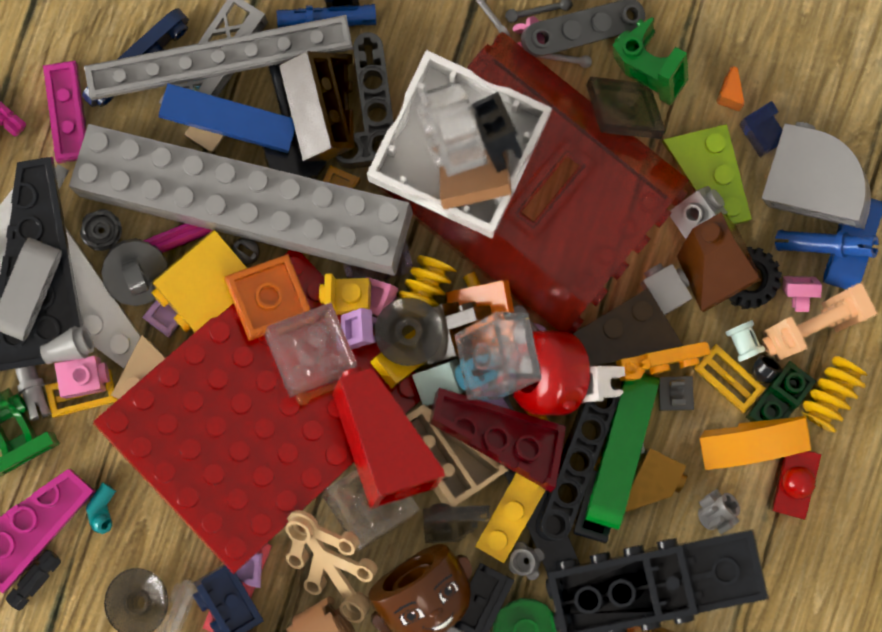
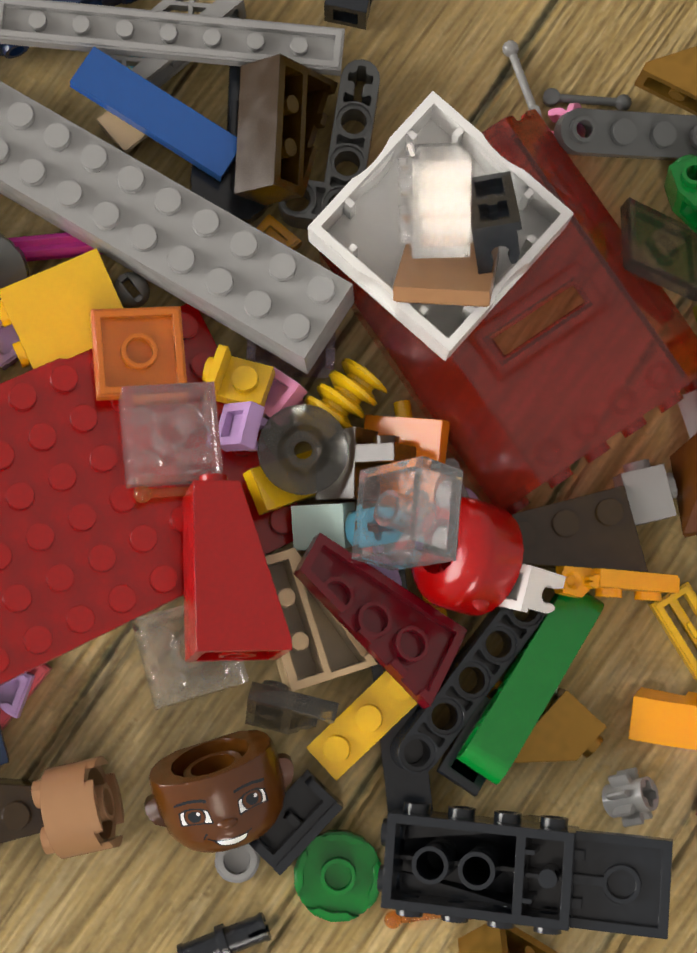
camera: 10 degrees right, 0 degrees up
(305, 529) = (92, 663): tan plant -> none
(355, 15) = (356, 38): blue pin -> none
(517, 563) = (353, 787): light grey plate -> none
(585, 61) = (625, 179): light grey hinge -> none
(676, 393) = (618, 629): dark grey tile -> none

